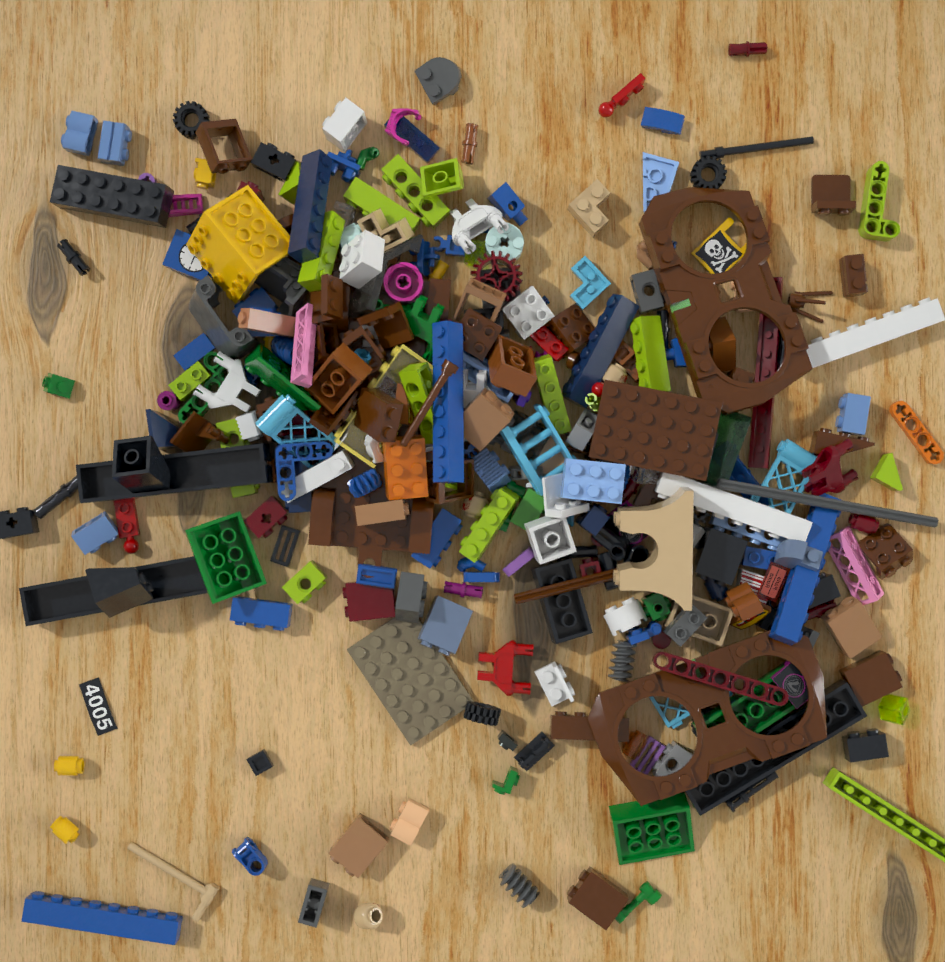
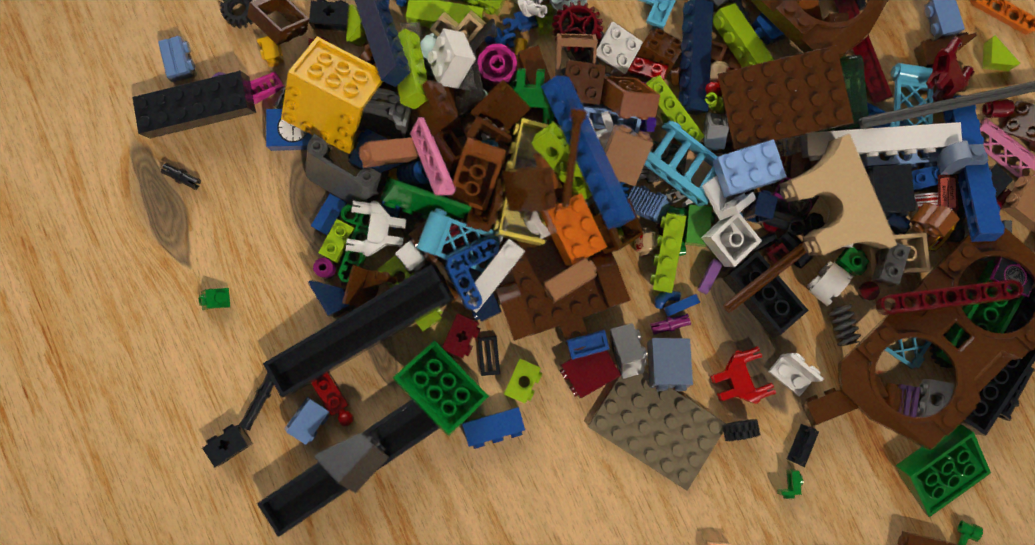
camera: 35 degrees left, 5 degrees down
(79, 133) = (141, 63): medium blue brick -> none
(140, 465) = (324, 334): black slope -> none
(364, 483) = (541, 261): blue gear -> none
(442, 531) = (631, 272): blue brick -> none
(507, 741) = (774, 447): pearl dark grey plate -> none
(638, 634) = (856, 289): blue plate -> none

